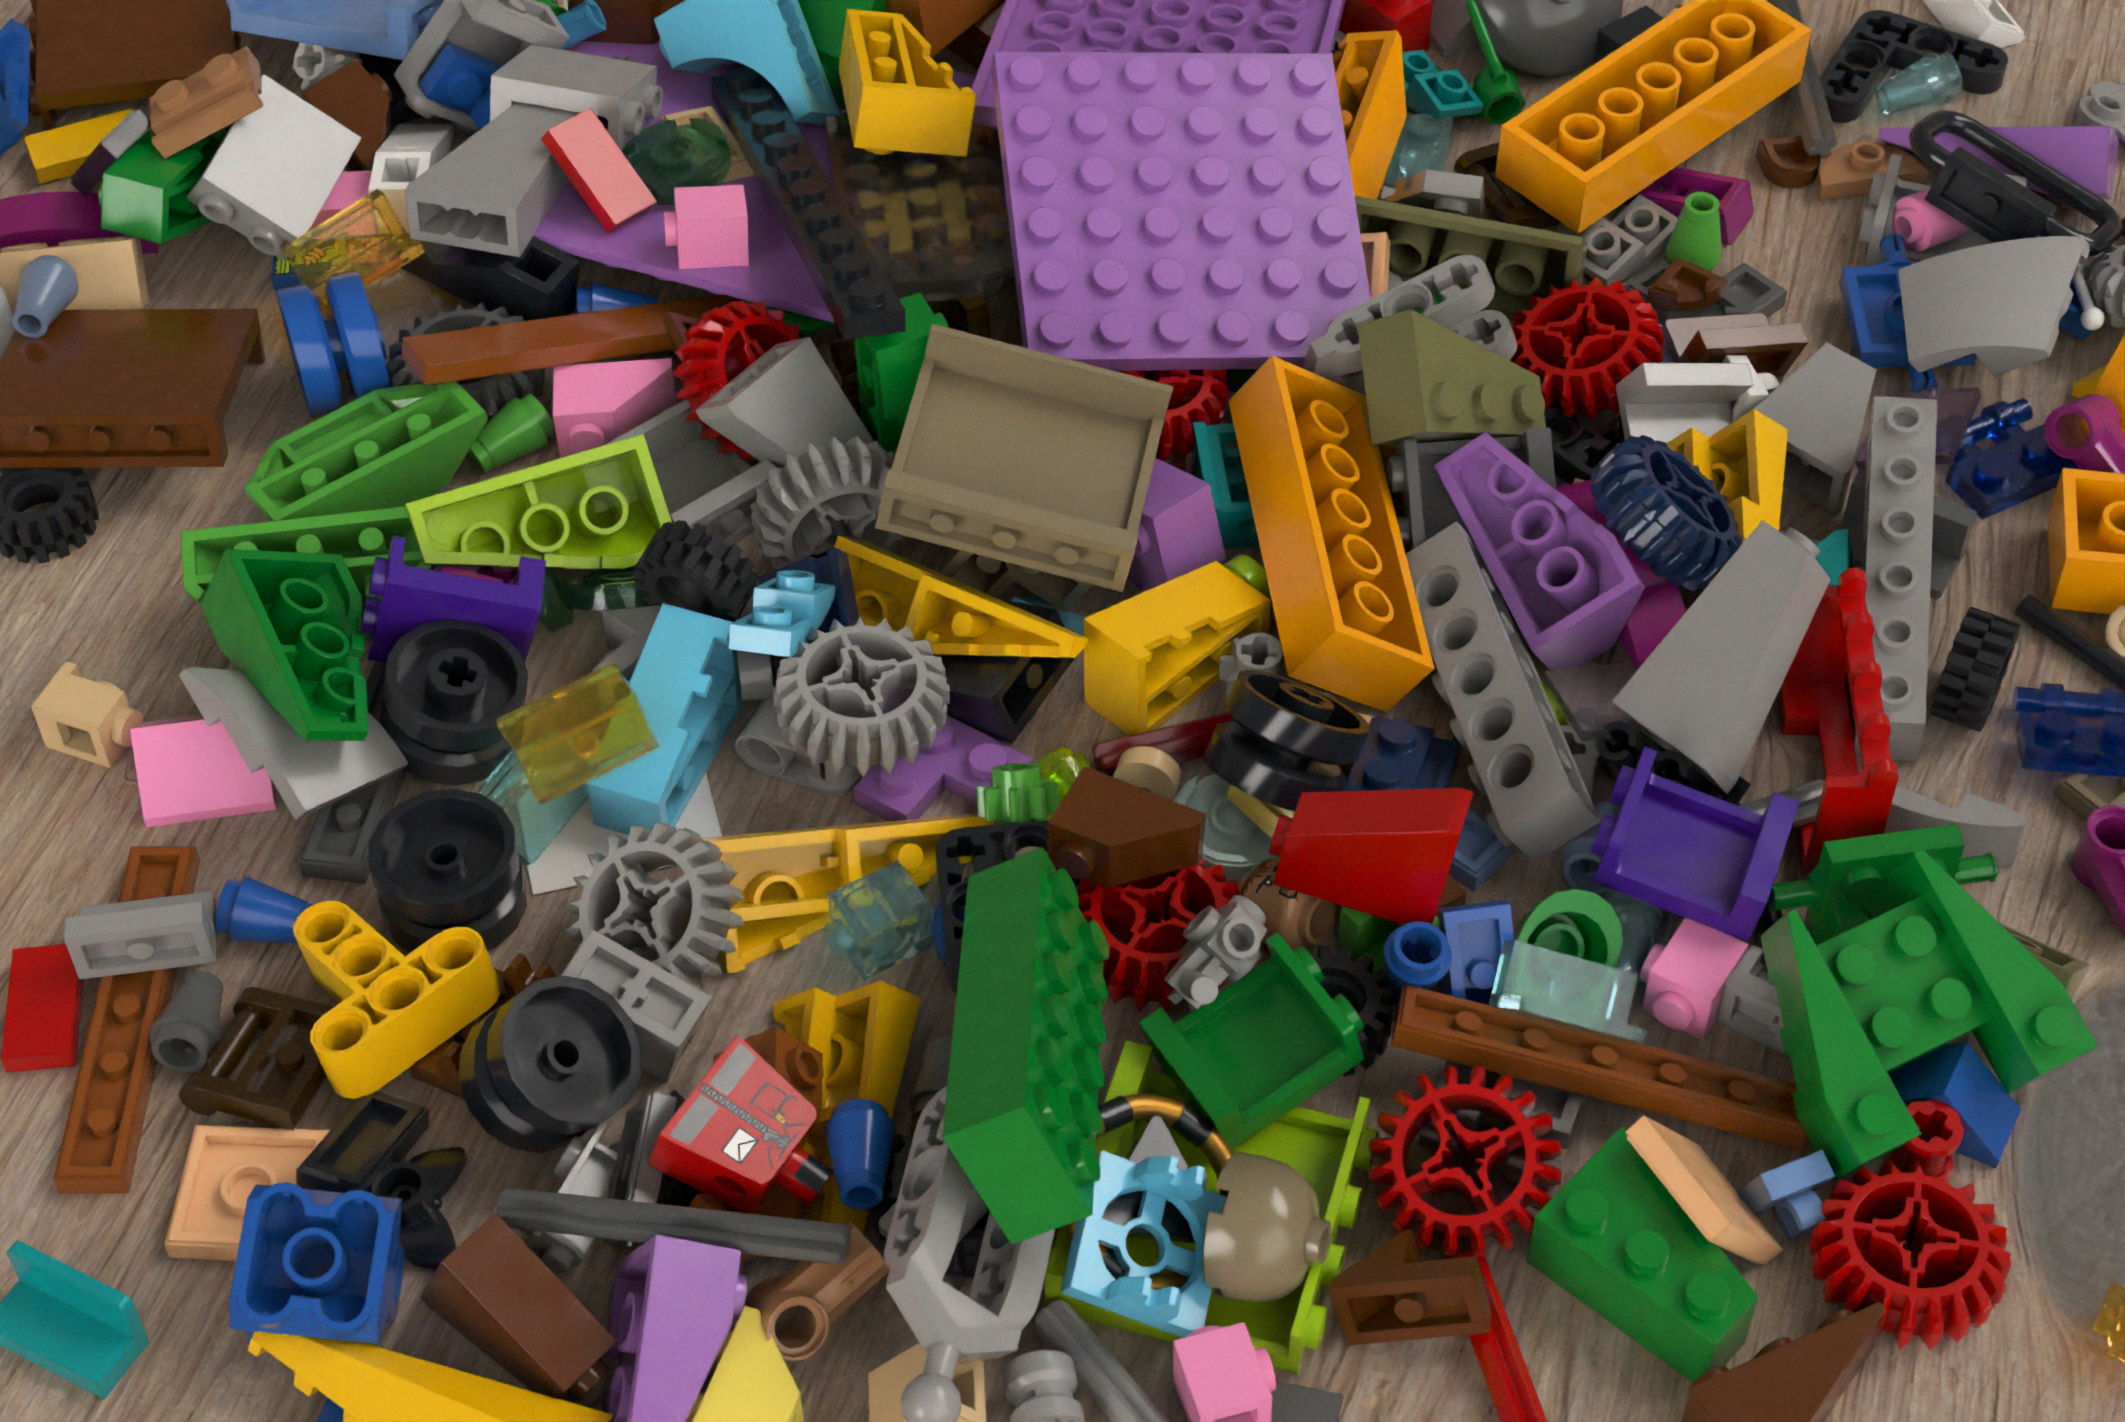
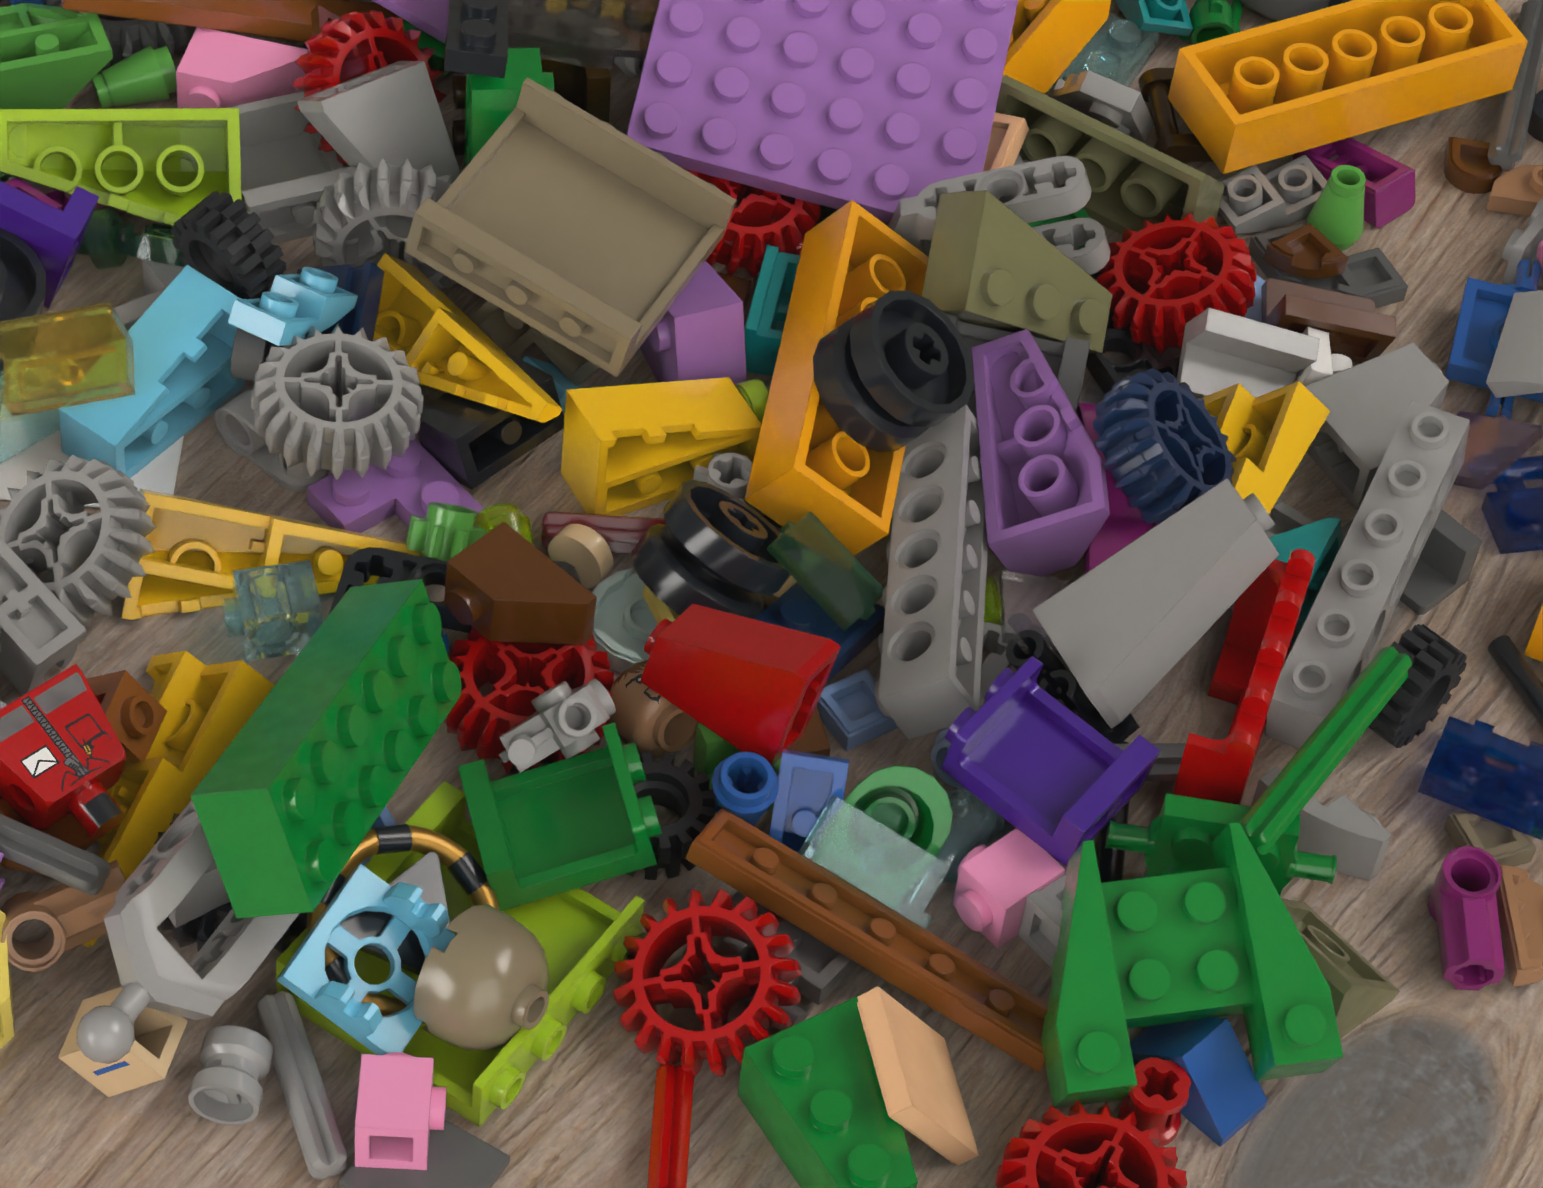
camera: 10 degrees right, 0 degrees up
(860, 1151) = (153, 801): blue cone -> none
(1385, 509) = (893, 371): none -> black wheel
(1397, 721) = (826, 570): none -> clear green piece
(1402, 1298) = (601, 1084): reddish brown slope -> none
(1791, 1193) = (1005, 1102): medium blue tile -> none
(1951, 751) = (1325, 749): none -> green axle

